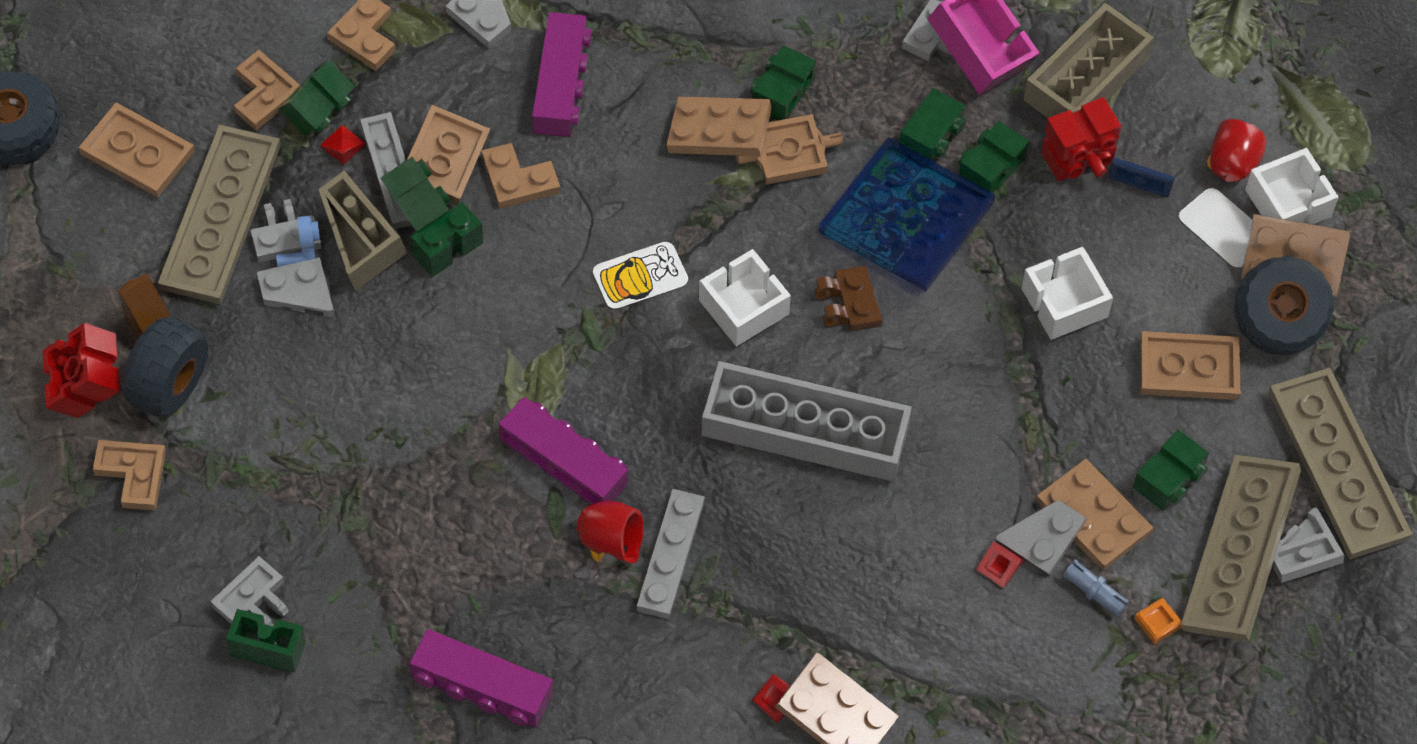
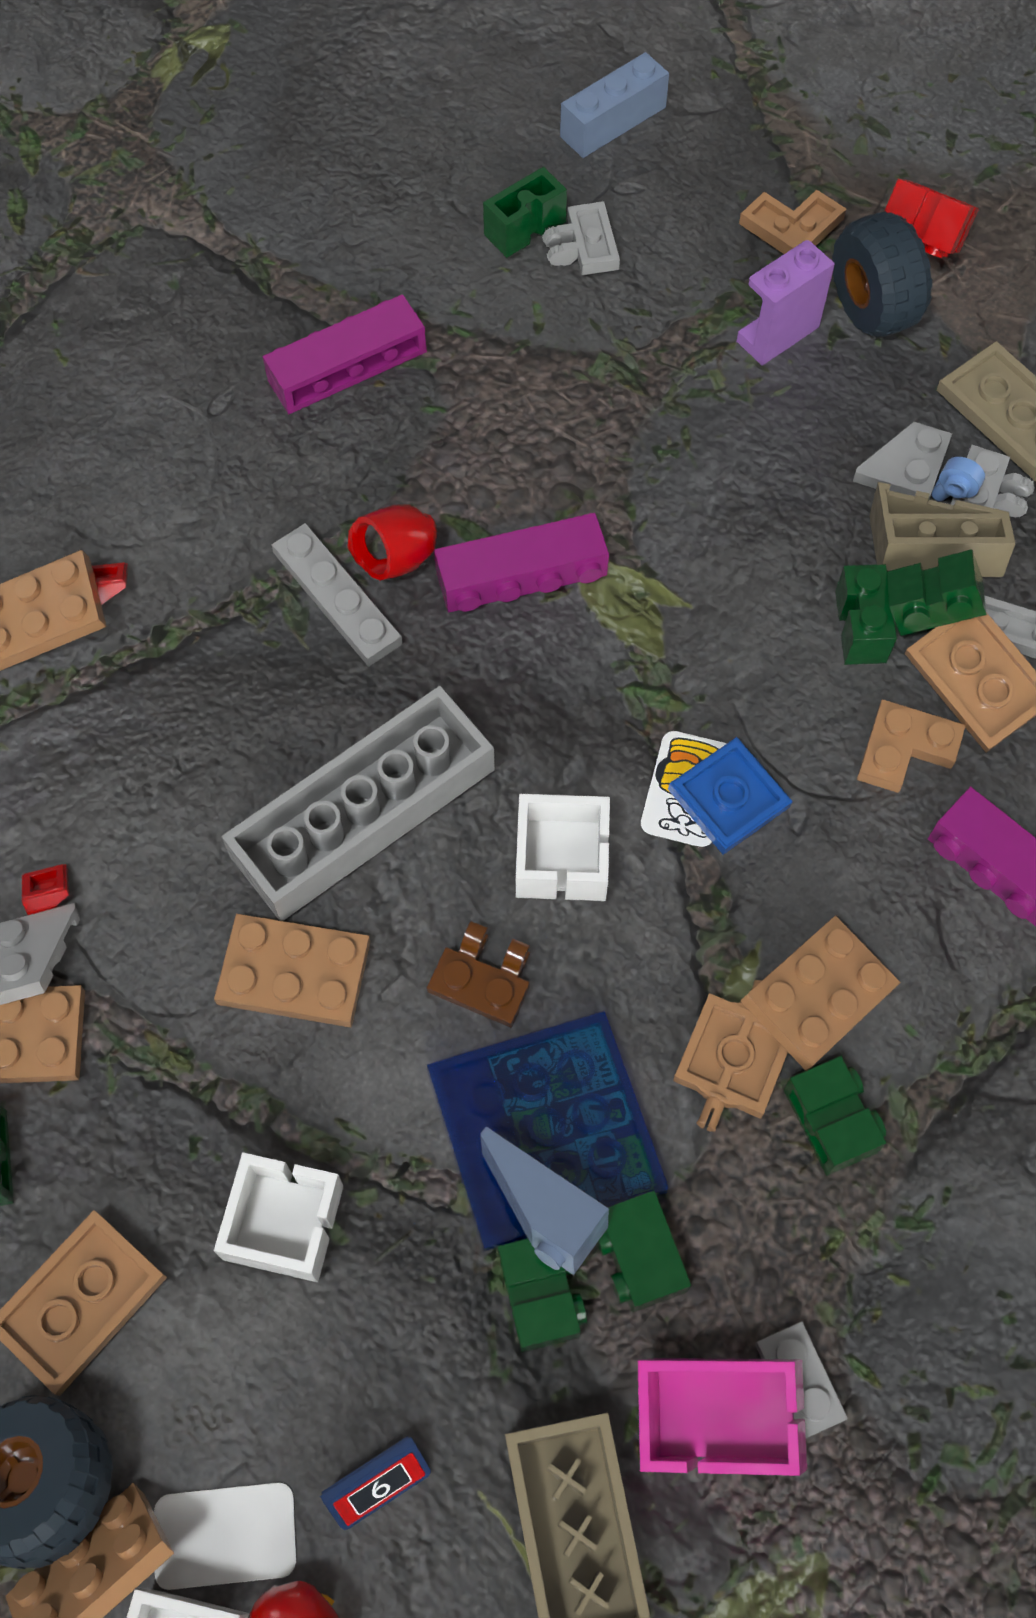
camera: 130 degrees right, 5 degrees up
(104, 656) = (614, 104): none -> sand blue brick
(141, 304) = (965, 305): reddish brown slope -> none
(236, 412) = (792, 301): none -> medium lavender panel
(629, 246) = (729, 795): none -> blue tile
(937, 399) = (293, 970): none -> medium nougat plate
(957, 165) = (553, 1212): none -> sand blue slope
(1081, 140) = (466, 1419): red brick -> none

